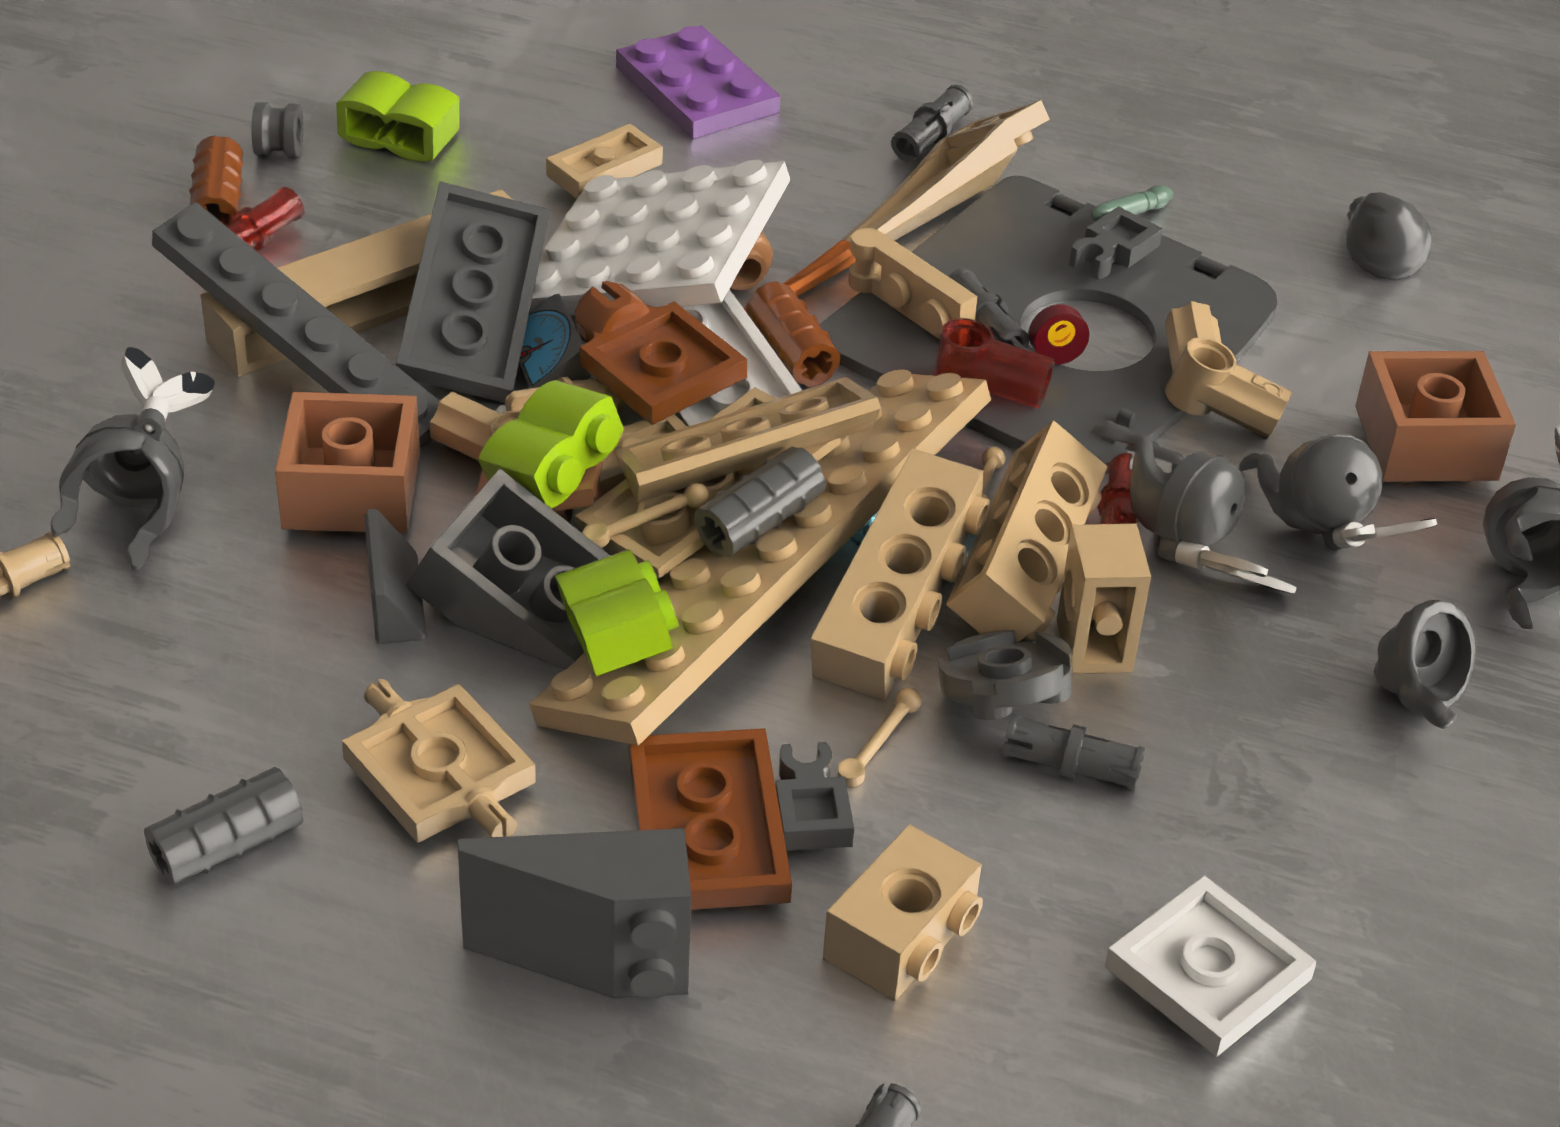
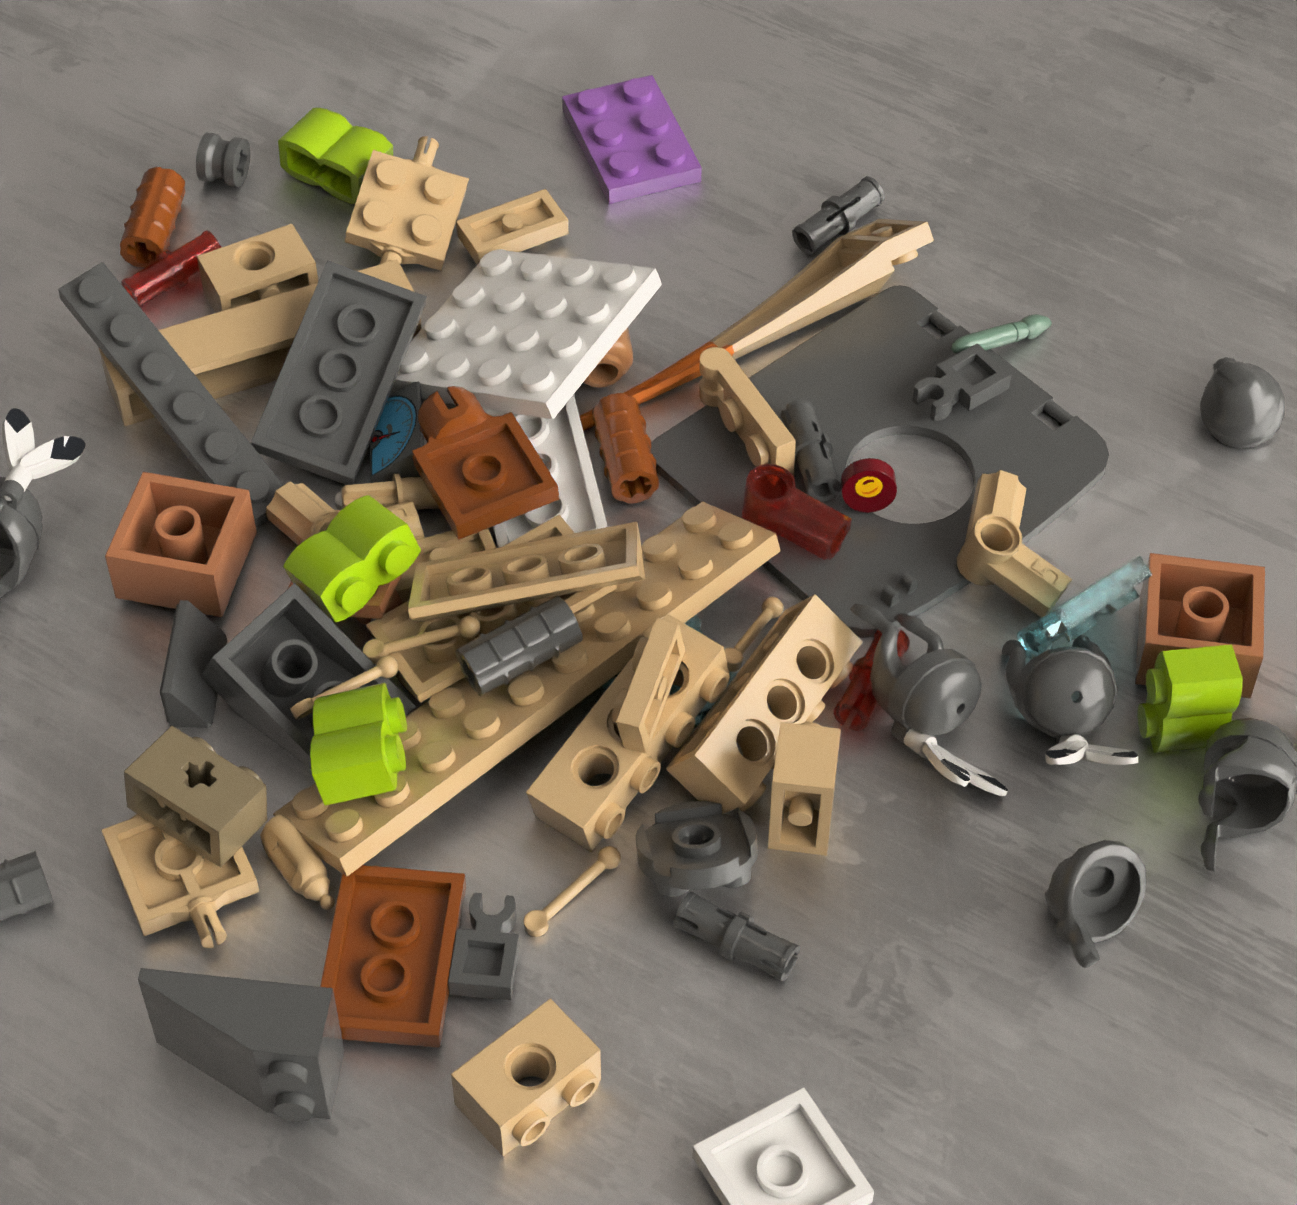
camera: 15 degrees right, 10 degrees up
(345, 213) = (256, 268): none -> tan brick
(449, 684) = (196, 795): none -> dark tan brick
(492, 147) = (407, 208): none -> tan plate
(543, 588) = (385, 667): none -> tan hinge
(569, 744) = (296, 860): none -> tan piece
(922, 487) = (655, 668): none -> tan plate
(1320, 410) = (1078, 613): none -> clear light blue plate
(1456, 471) = (1189, 697): none -> lime brick

